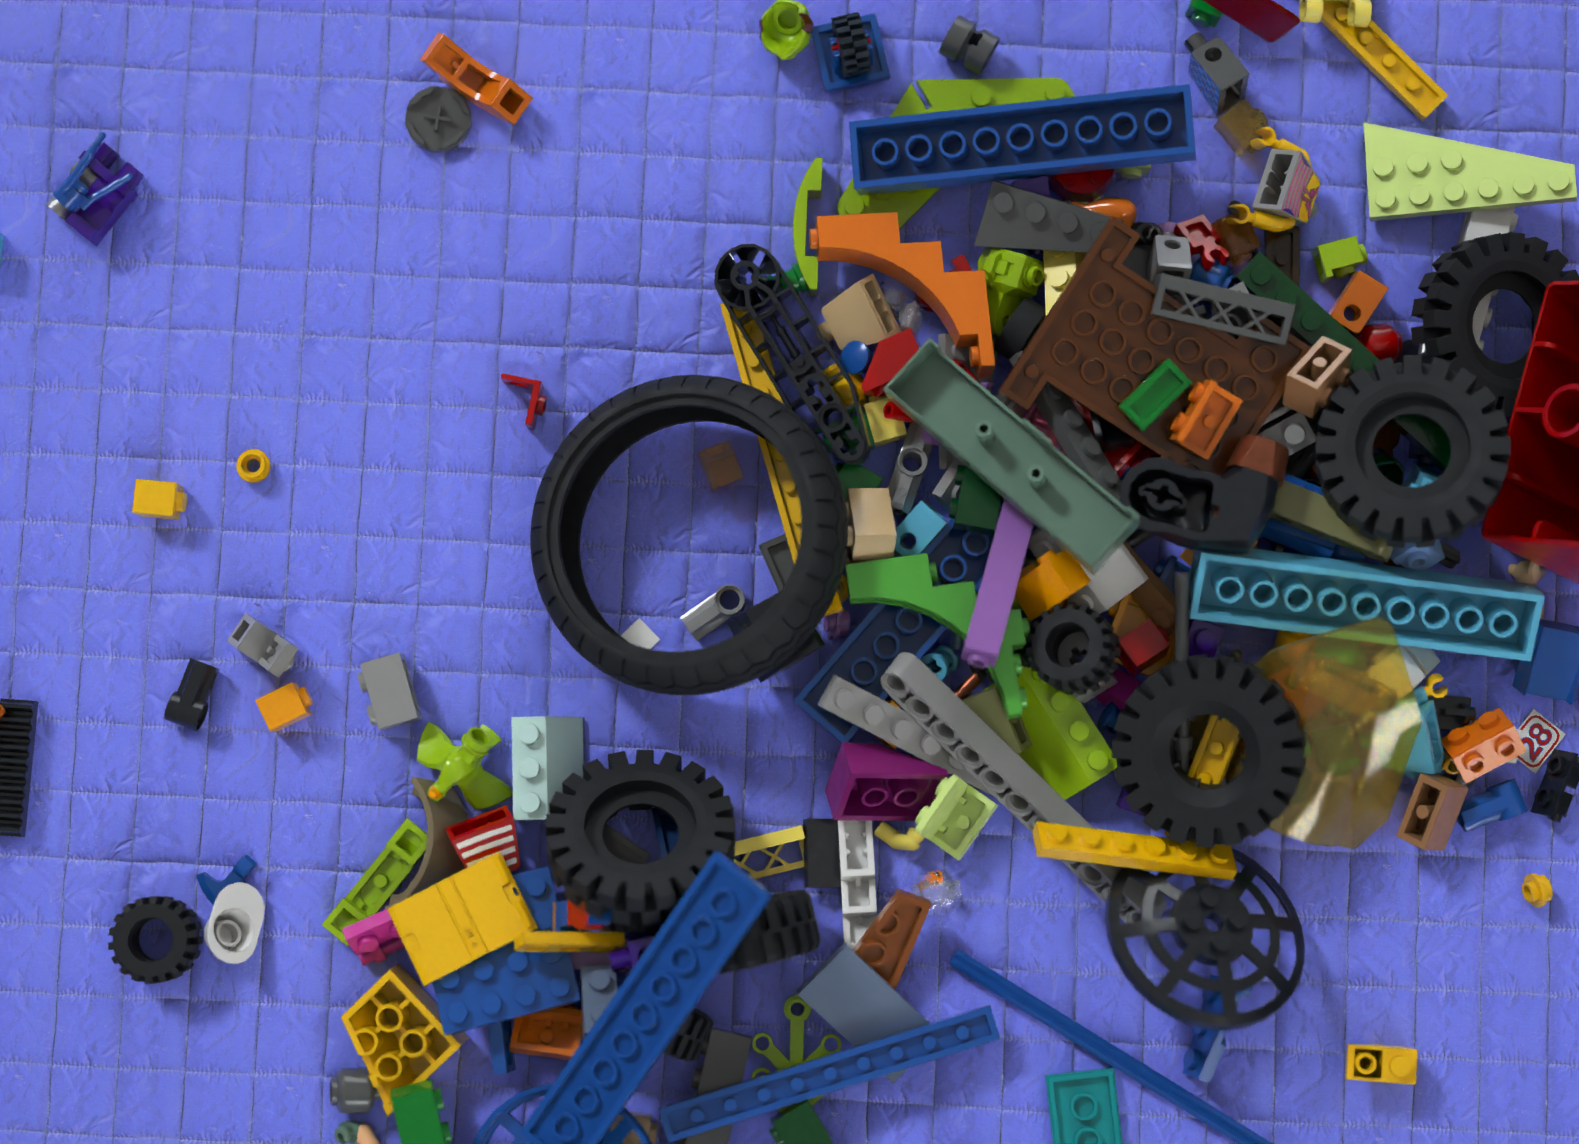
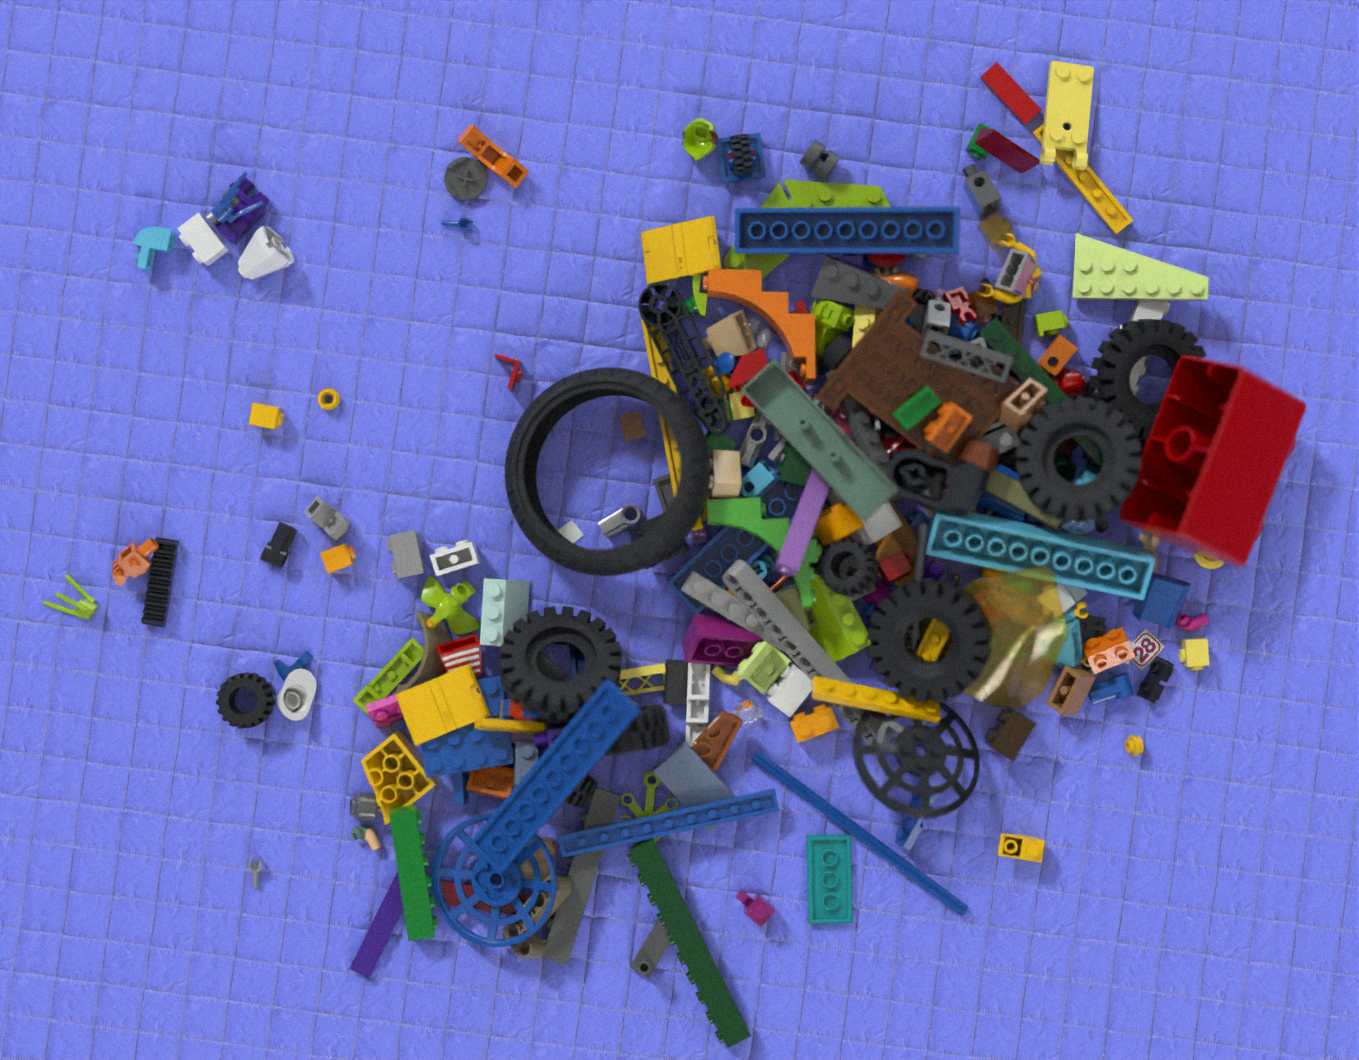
camera: 10 degrees right, 5 degrees up
(44, 240) = (202, 239): none -> white brick
(139, 255) = (264, 254): none -> white cone
(436, 185) = (461, 224): none -> blue hand
(464, 691) = (454, 559): none -> white brick
(771, 194) = (680, 250): none -> yellow piece
(999, 849) = (789, 690): none -> white brick
(1040, 899) = (814, 723): none -> light orange brick
(1345, 886) = (1009, 733): none -> dark brown brick

